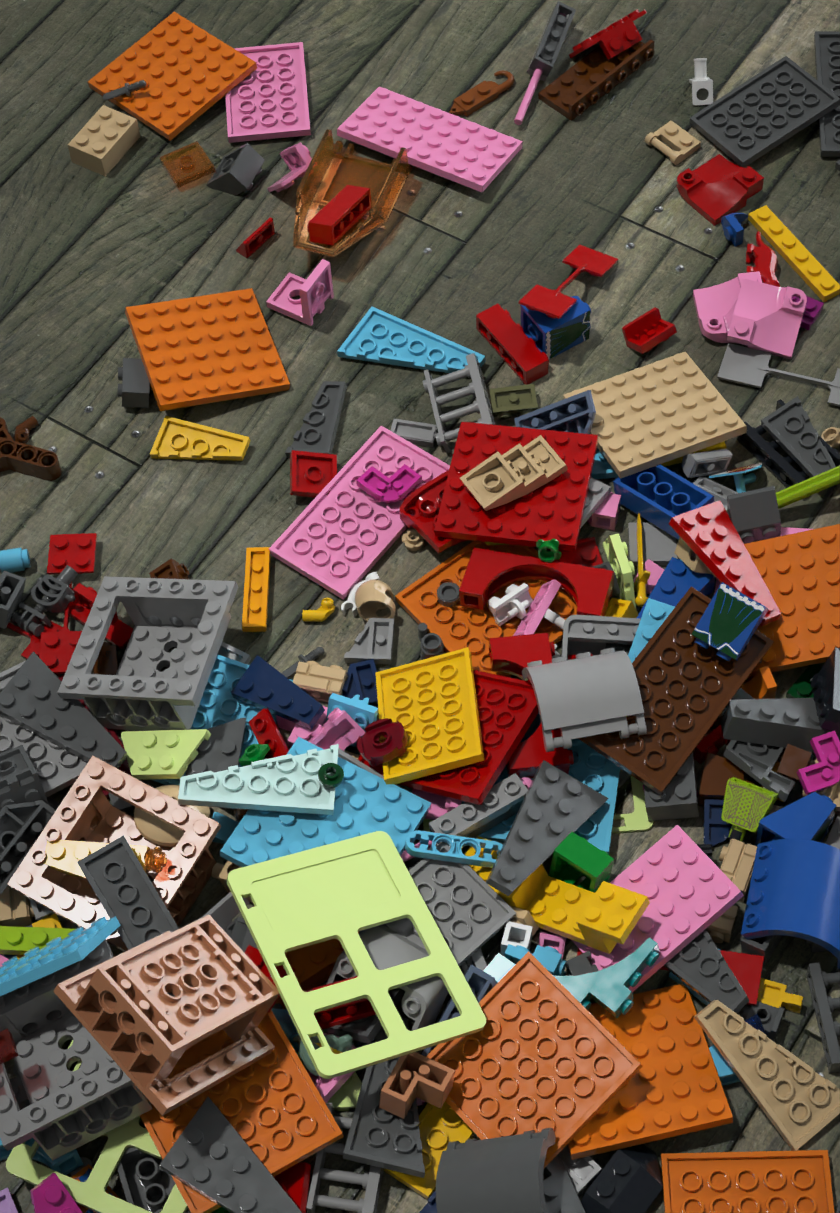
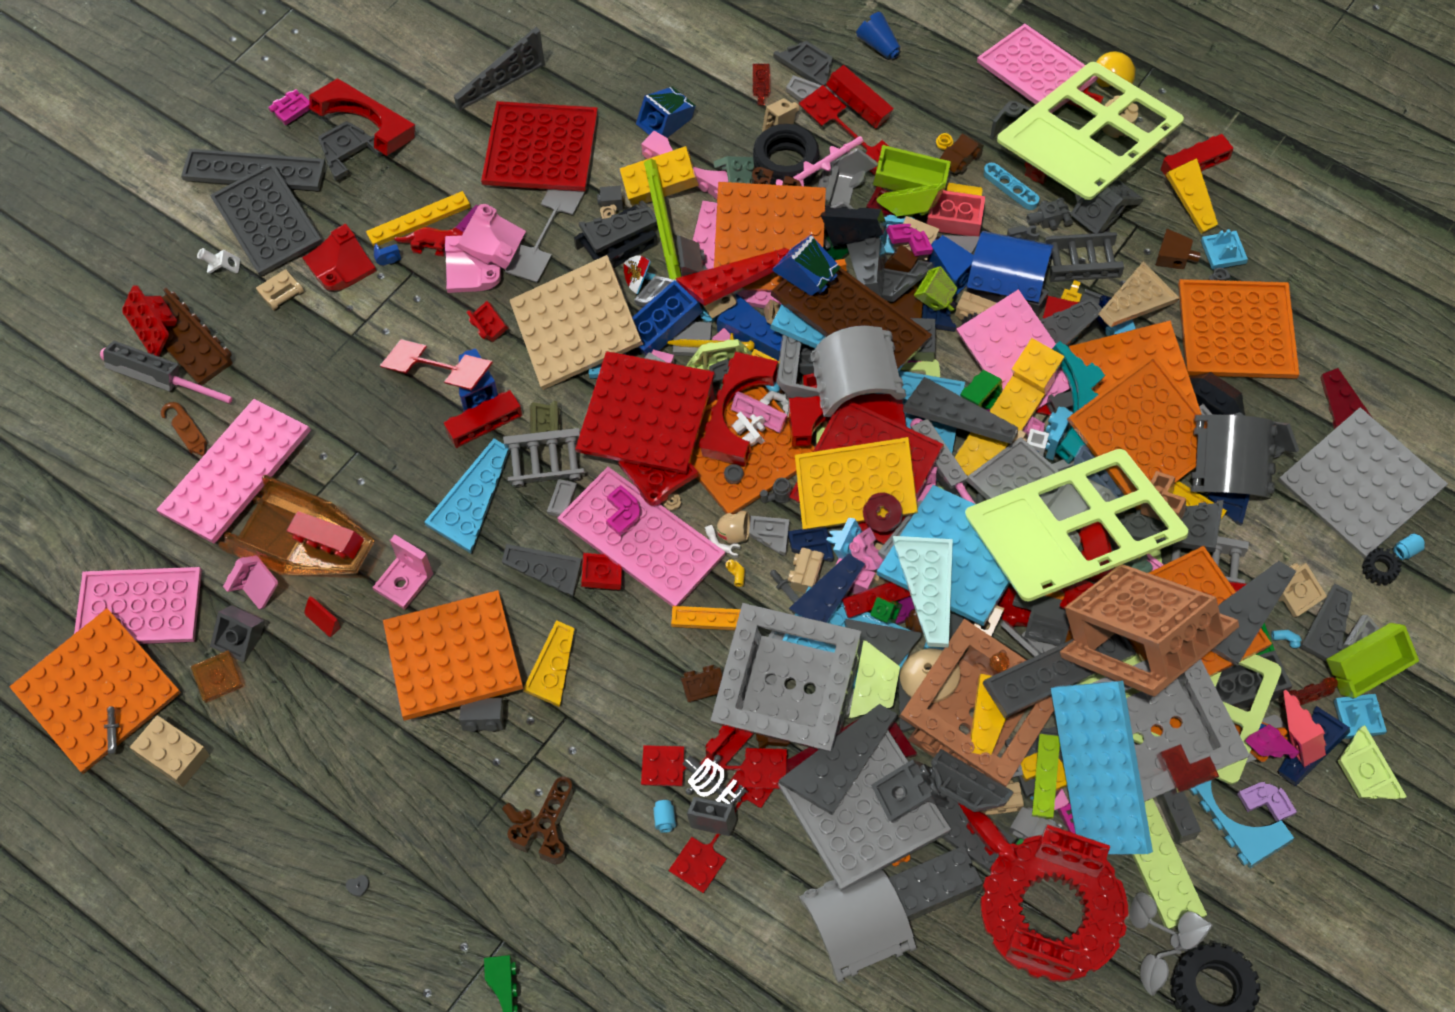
camera: 90 degrees left, 5 degrees up
(330, 781) = (925, 542): dark green plate -> none
(456, 844) = (979, 467): medium azure beam -> none
(513, 473) = (643, 406): tan slope -> none
(548, 555) = (714, 391): green plate -> none
(568, 415) = (577, 383): sand blue wedge -> none
(706, 462) = (628, 292): light grey brick -> none

